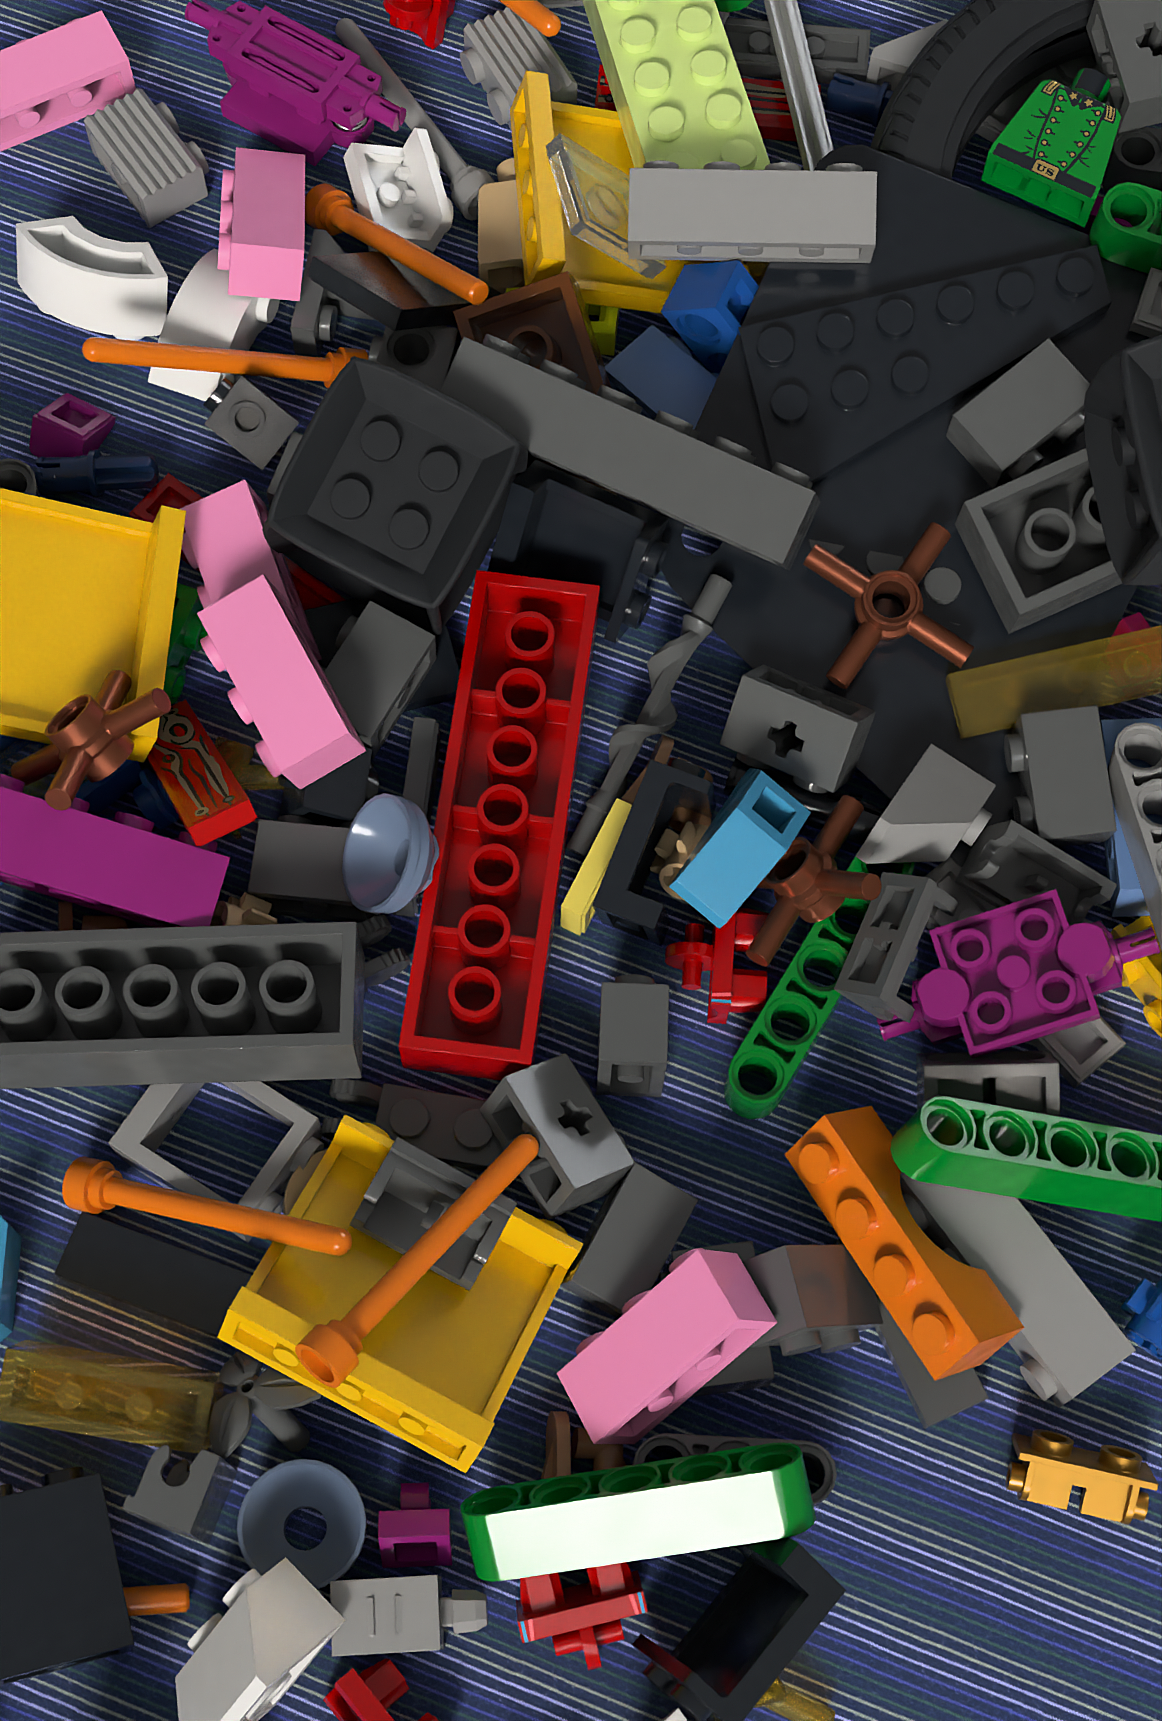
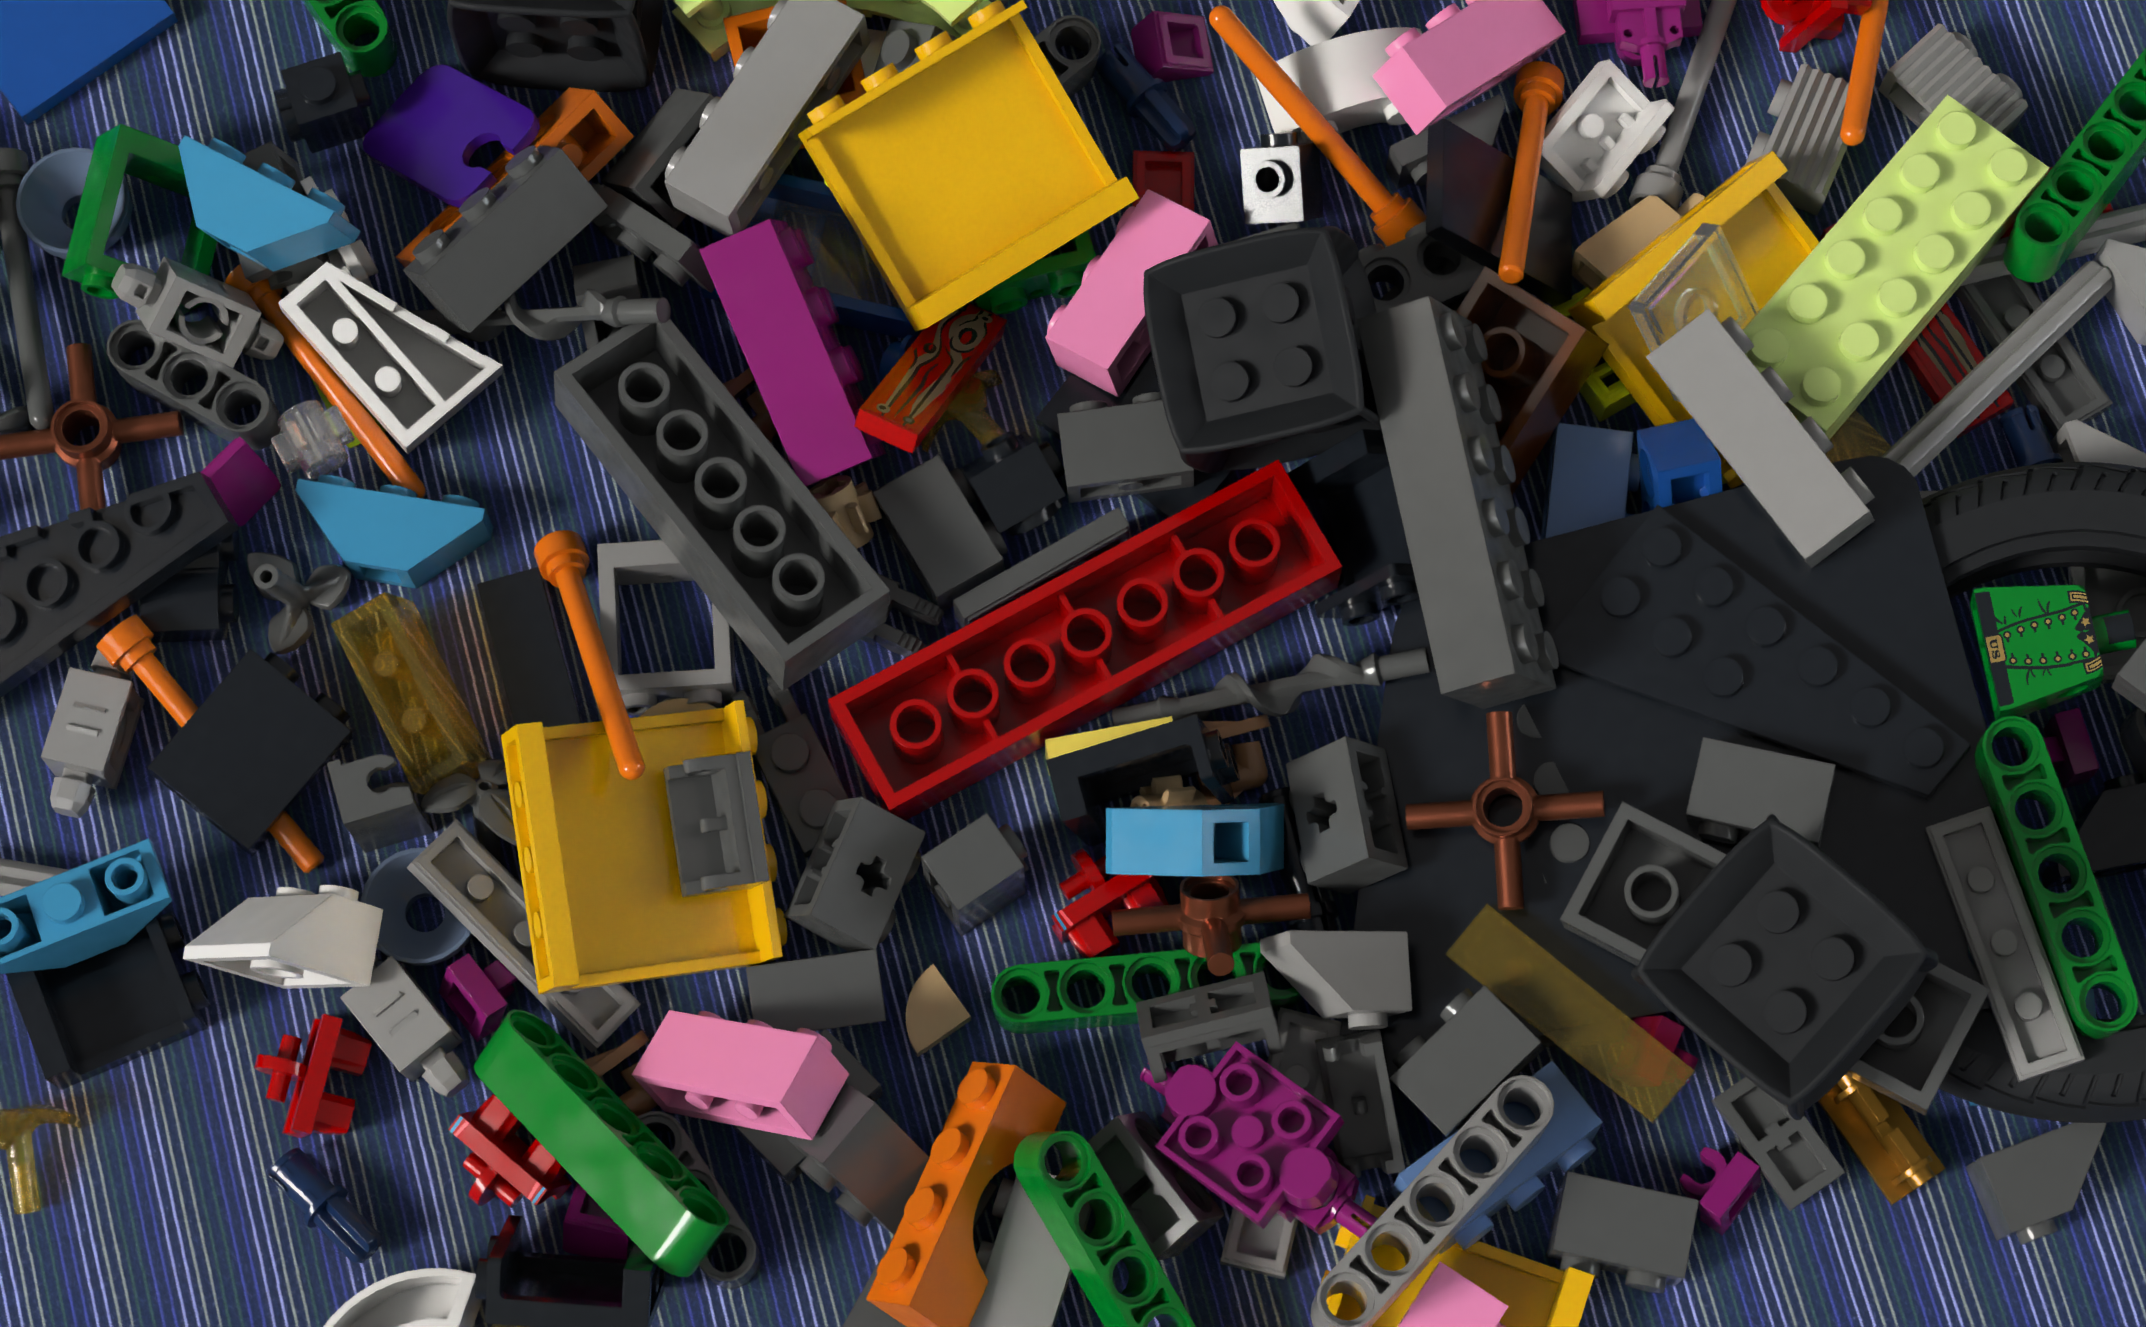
camera: 55 degrees right, 5 degrees up
(90, 738) = (883, 279): copper bar -> none
(278, 684) = (1047, 383): bright pink brick -> none
(332, 1349) = (542, 821): orange piece -> none
(365, 1459) = (494, 911): none -> light grey tile
(388, 854) = (972, 576): sand blue piece -> none
(691, 1578) = (591, 1230): none -> magenta slope
(710, 1161) = (932, 1011): none -> tan tile

